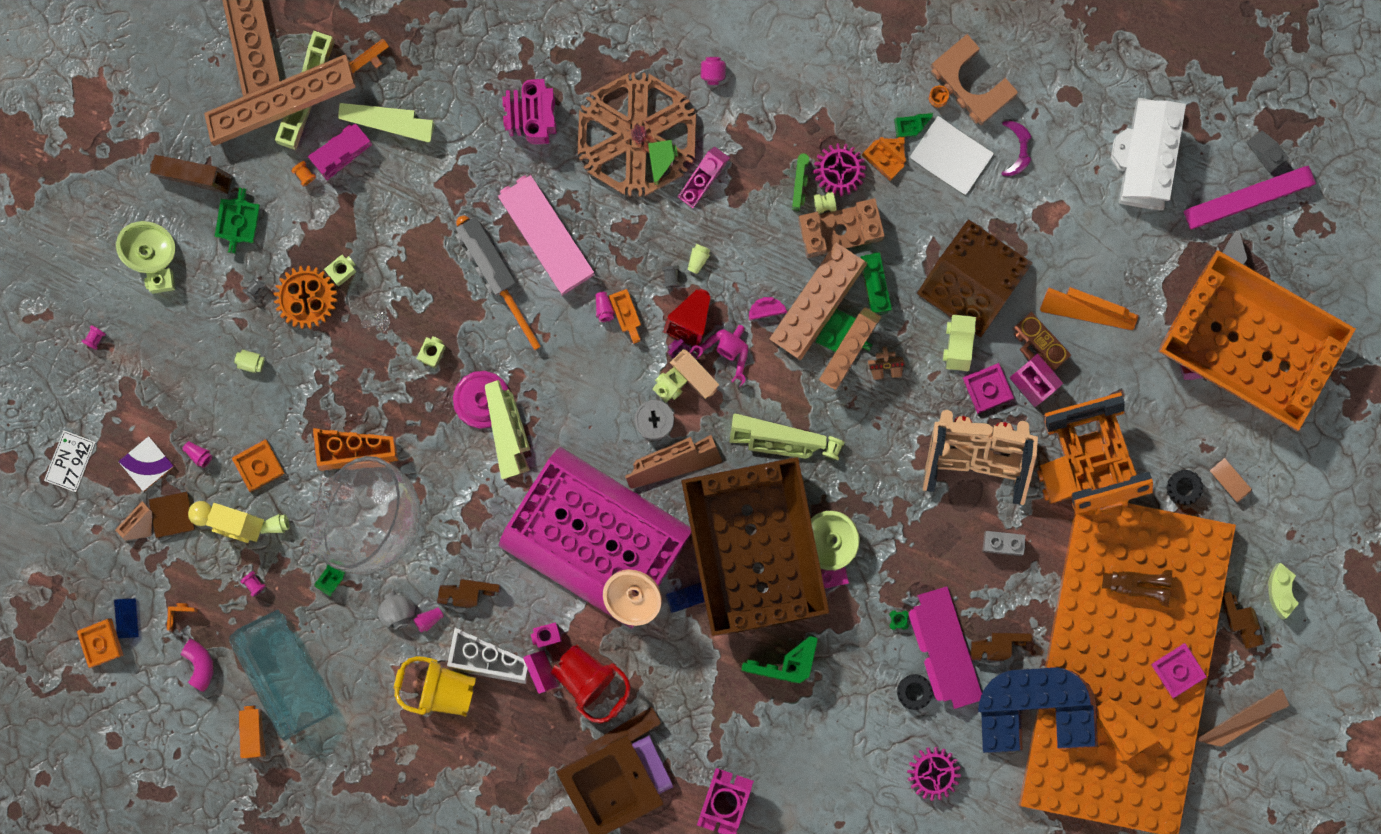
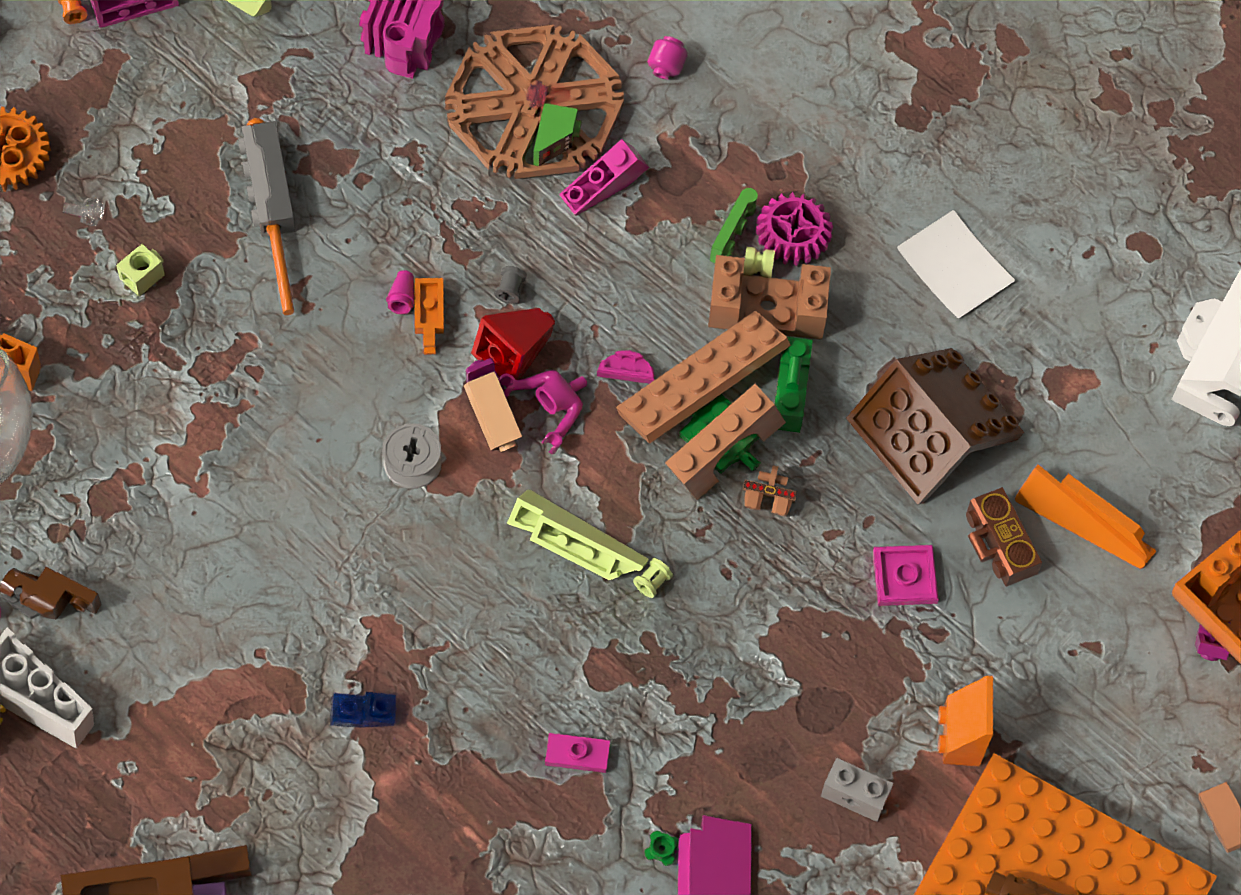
camera: 10 degrees right, 20 degrees down
(341, 278) = (66, 141): yellowish green brick -> none
(471, 398) = (183, 353): dark pink piece -> none
(507, 431) = (200, 401): yellowish green wedge -> none
(541, 671) = (104, 732): dark pink tile -> none
(545, 234) = (361, 180): bright pink brick -> none
(555, 635) = (142, 700): dark pink brick -> none
(587, 679) = (167, 768): red piece -> none
(608, 511) = (224, 586): dark pink slope -> none
(627, 605) = (261, 655): light nougat dish -> none
(666, 387) = (452, 415): yellowish green brick -> none
(674, 461) = (417, 520): nougat wedge -> none
(698, 258) = (557, 274): yellowish green cone -> none
(781, 544) = (442, 669): reddish brown slope -> none
(800, 656) = (480, 855): green bracket -> none
(825, 527) = (593, 684): yellowish green dish -> none
(886, 156) = (865, 235): orange slope -> none
(911, 125) = (913, 211): green slope -> none
(941, 94) = (962, 184): orange wheel -> none
(960, 343) = (885, 498): yellowish green brick -> none
(975, 454) = (849, 617): light nougat container -> none
(981, 106) = (1016, 214): nougat arch -> none
(1024, 137) = (1055, 299): magenta piece -> none
(1036, 380) = (978, 579): dark pink slope -> none
(1088, 452) = (1040, 719): orange container -> none
(1172, 487) = (1148, 821): black tyre -> none

